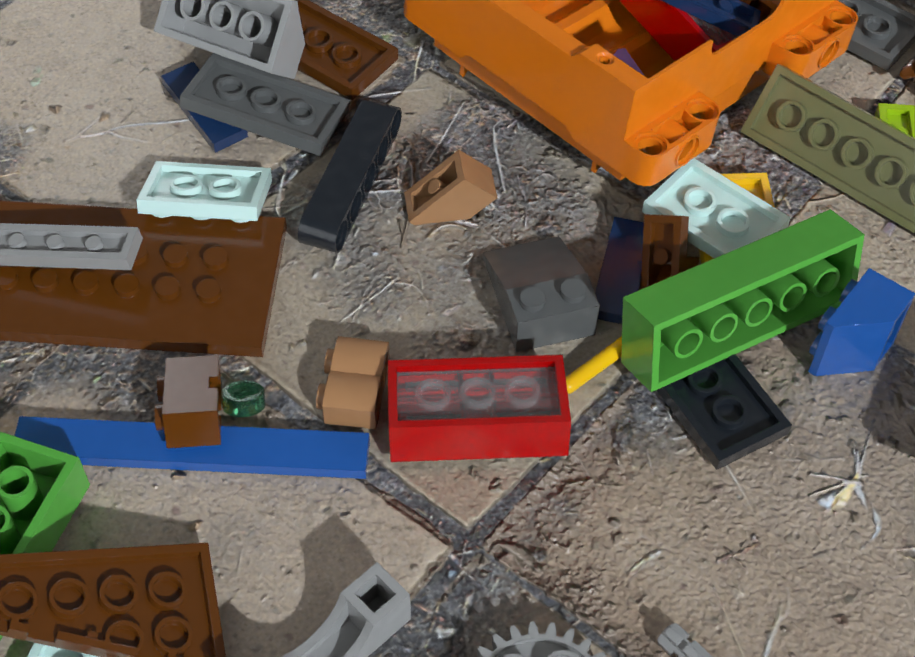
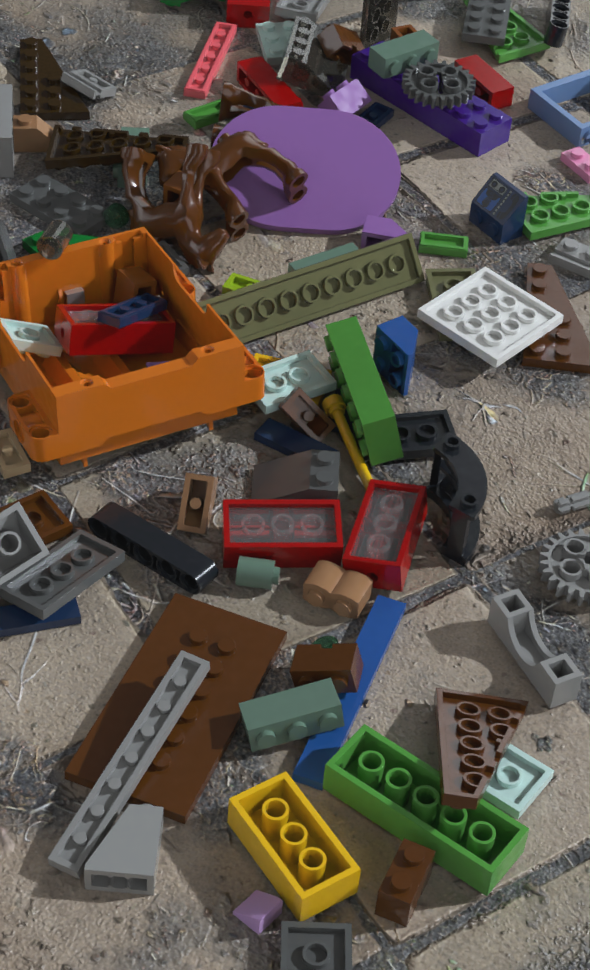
camera: 75 degrees left, 10 degrees down
(100, 385) = (291, 714): none -> sand green brick
(204, 191) = (133, 626): light aqua plate -> none
(349, 285) = (257, 573): none -> sand green brick
(425, 286) = (282, 530): none -> brick
(575, 482) = (460, 490): none -> black fence

